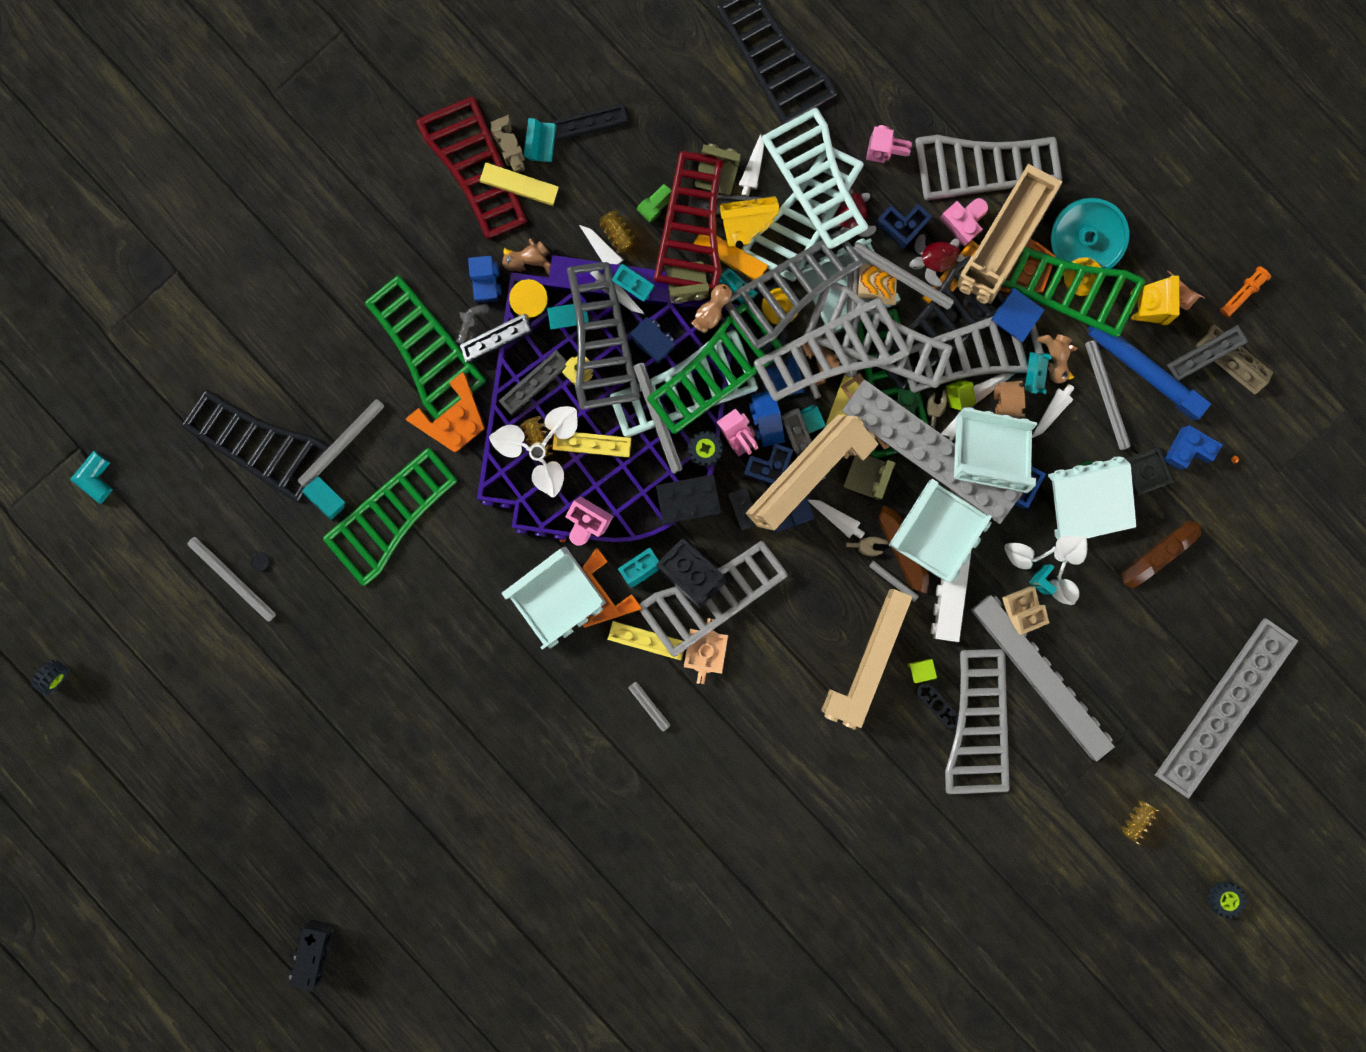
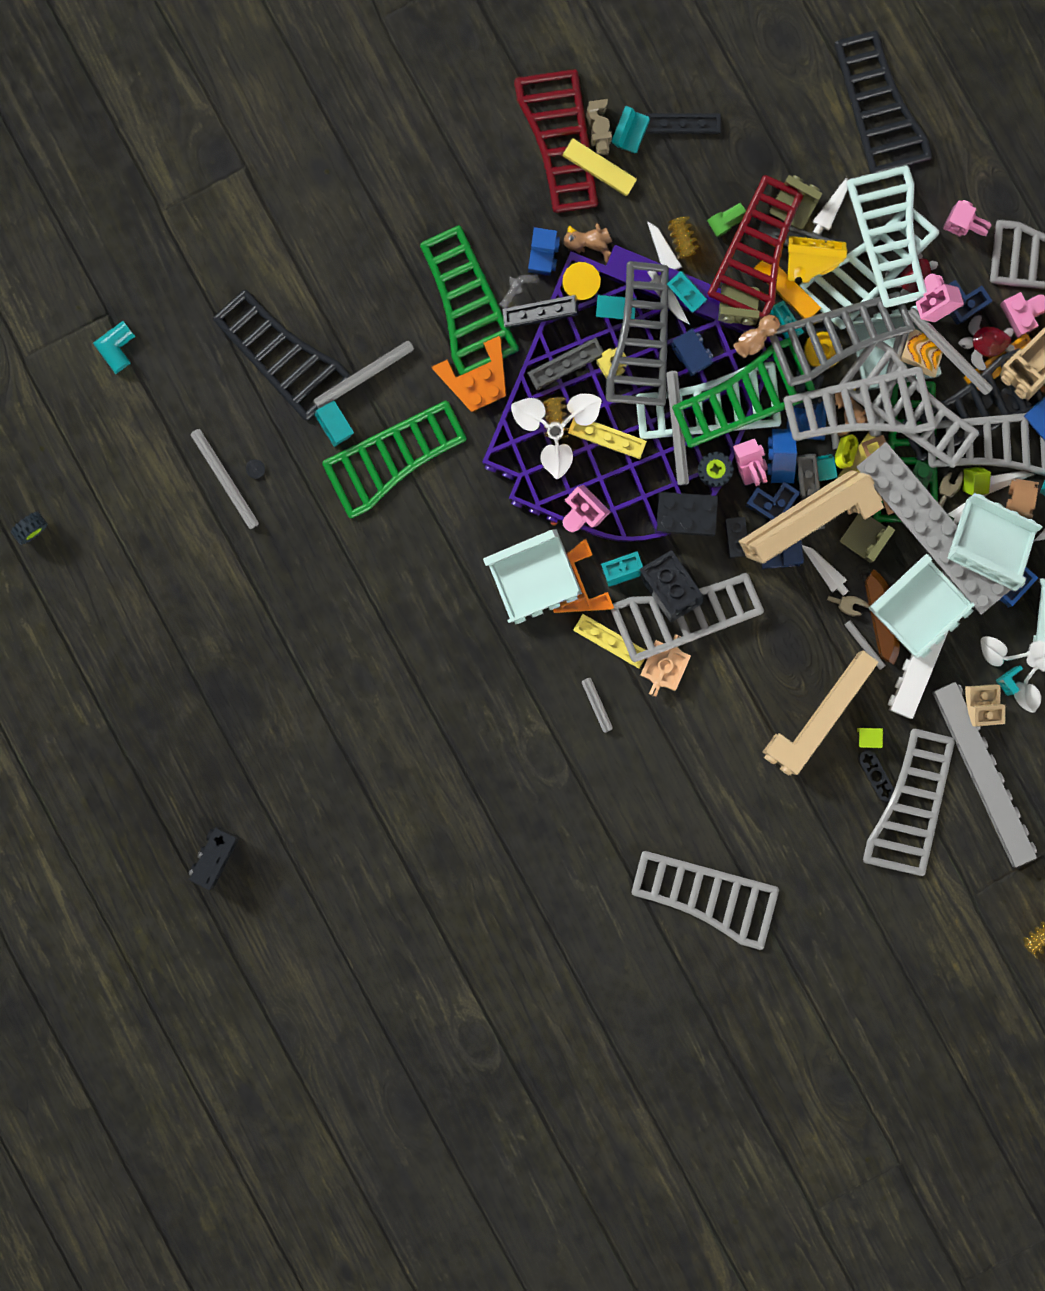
camera: 15 degrees right, 0 degrees up
(809, 884) = (707, 917): none -> light grey bar
(828, 398) = (846, 451): none -> neon yellow beam
(880, 227) = (938, 299): none -> bright pink brick

